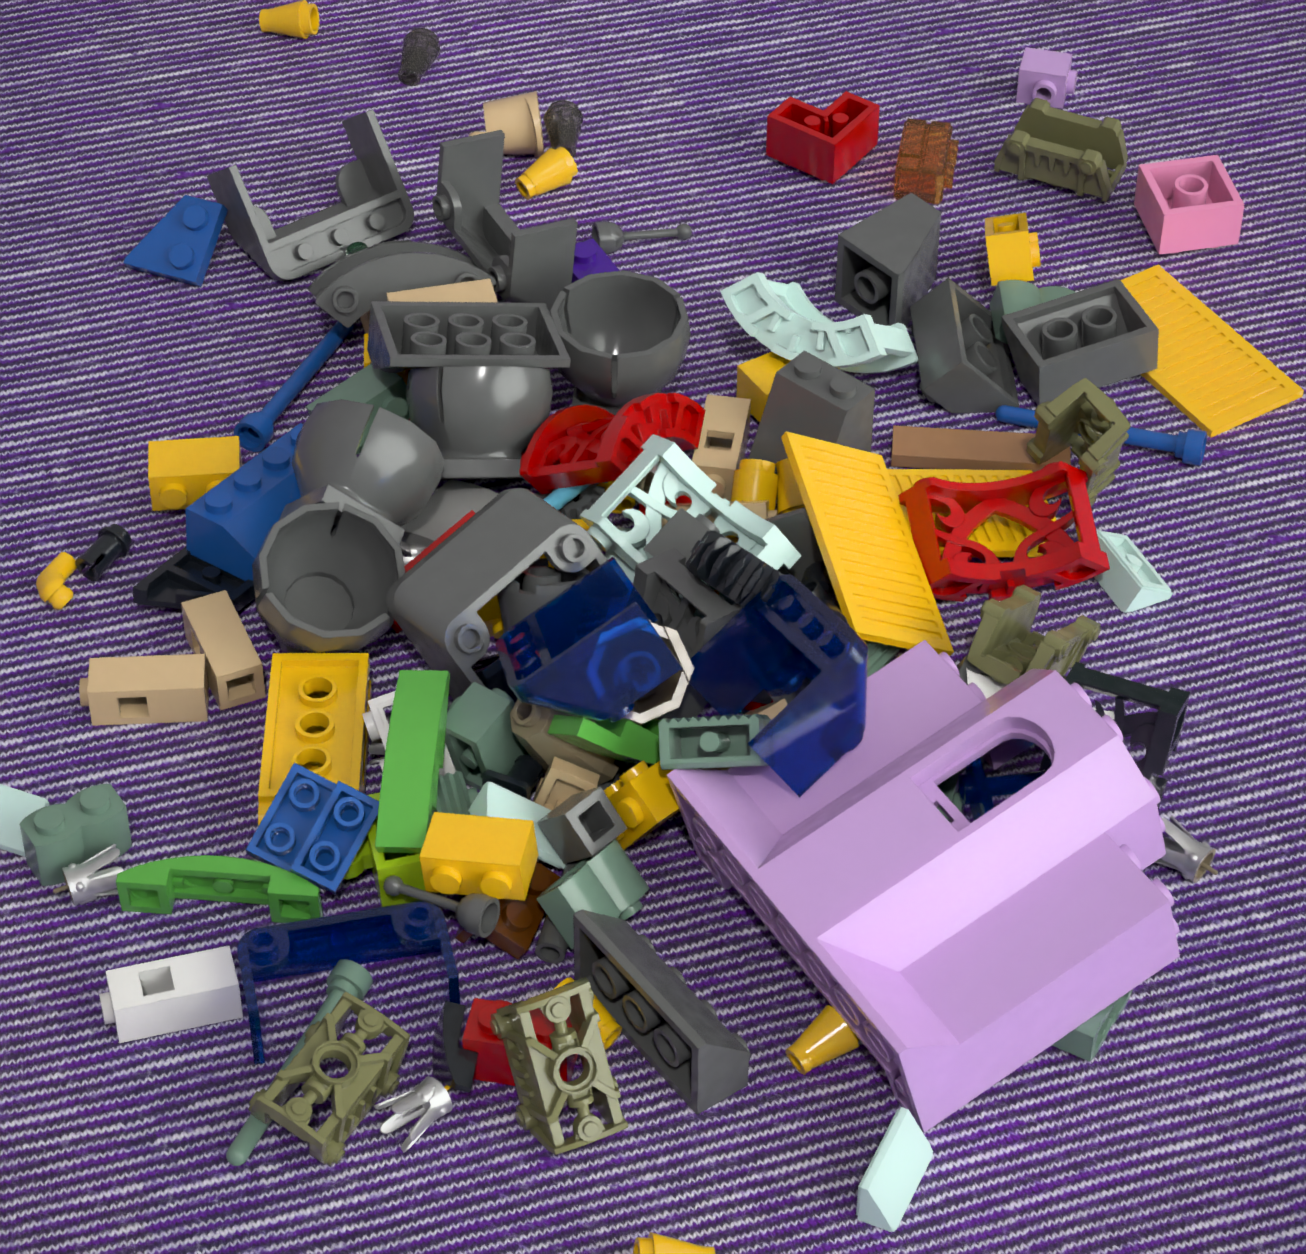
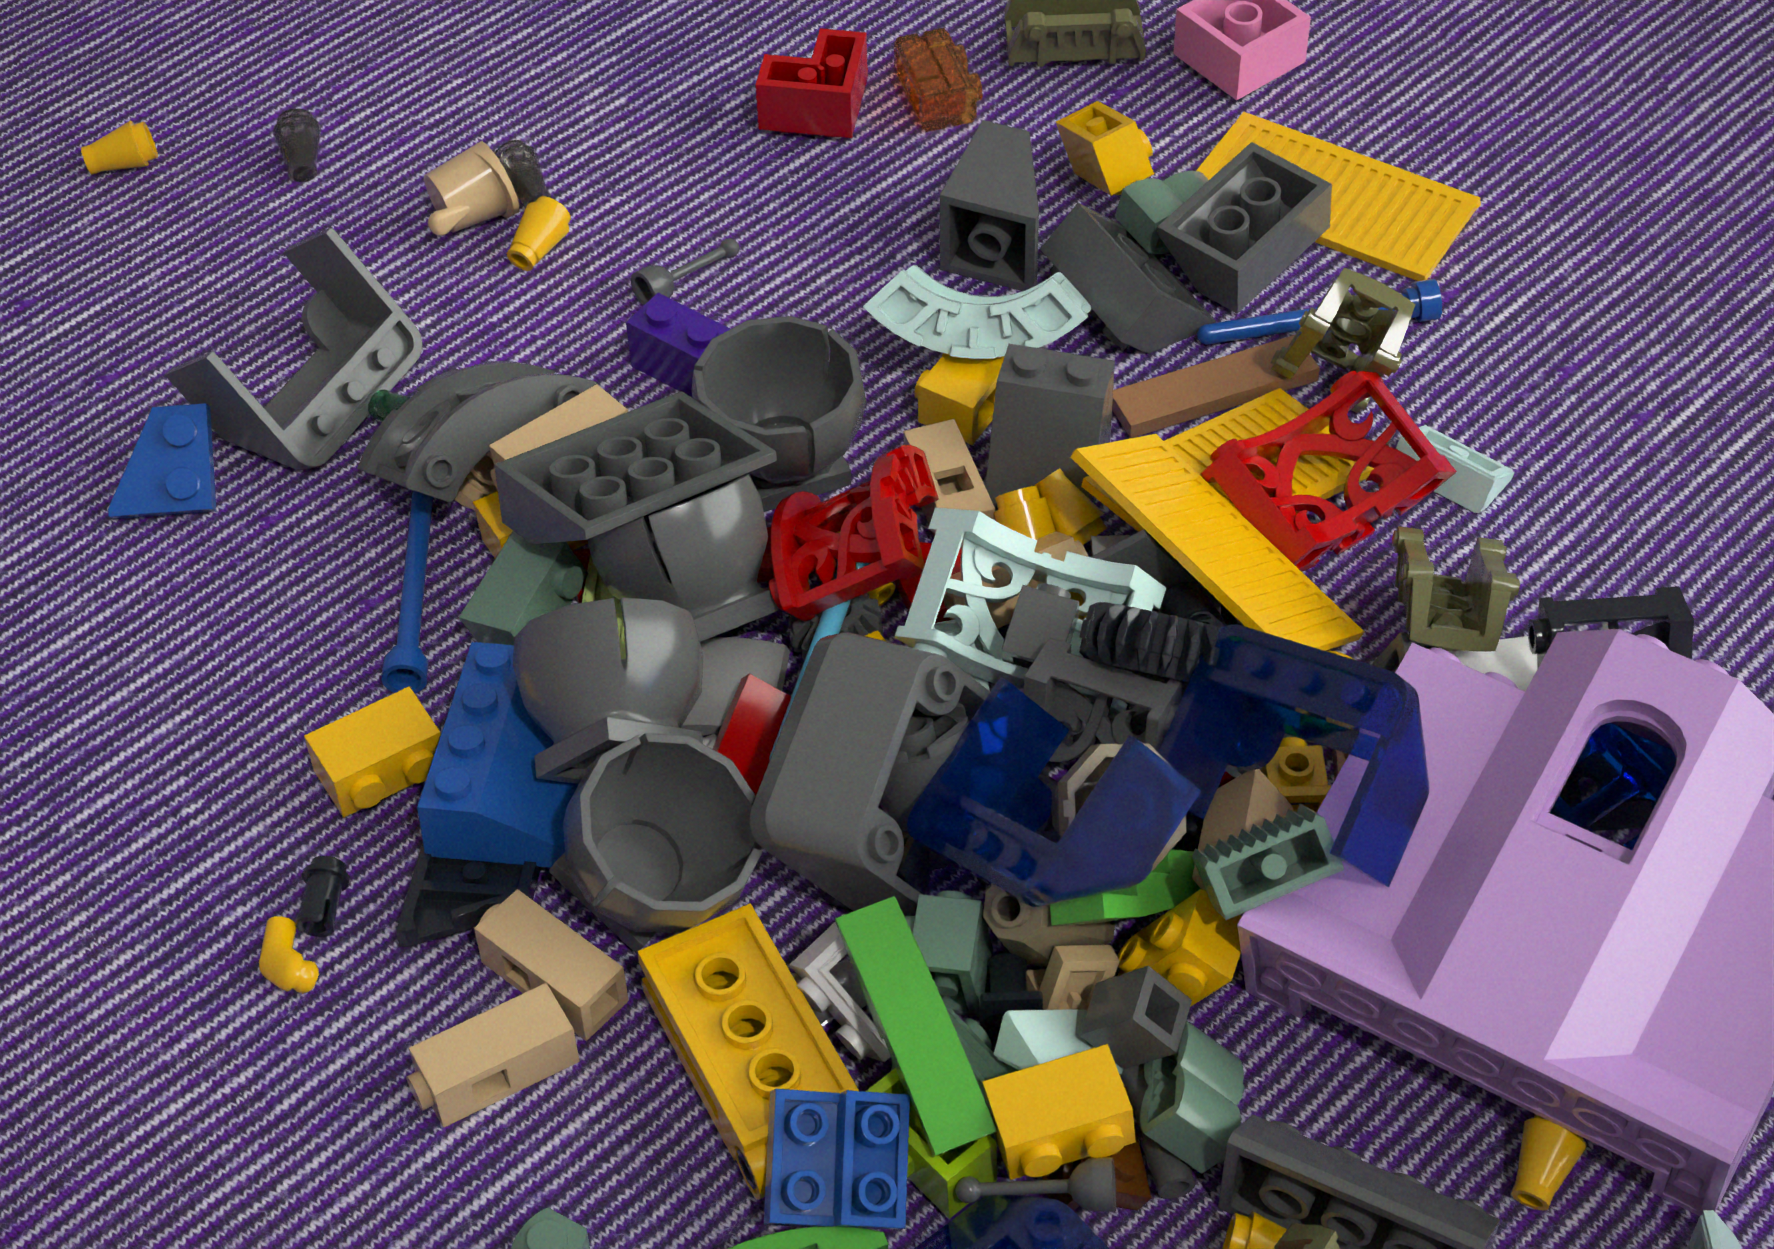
camera: 25 degrees left, 5 degrees up
(526, 263) = (626, 362): dark grey windscreen -> none

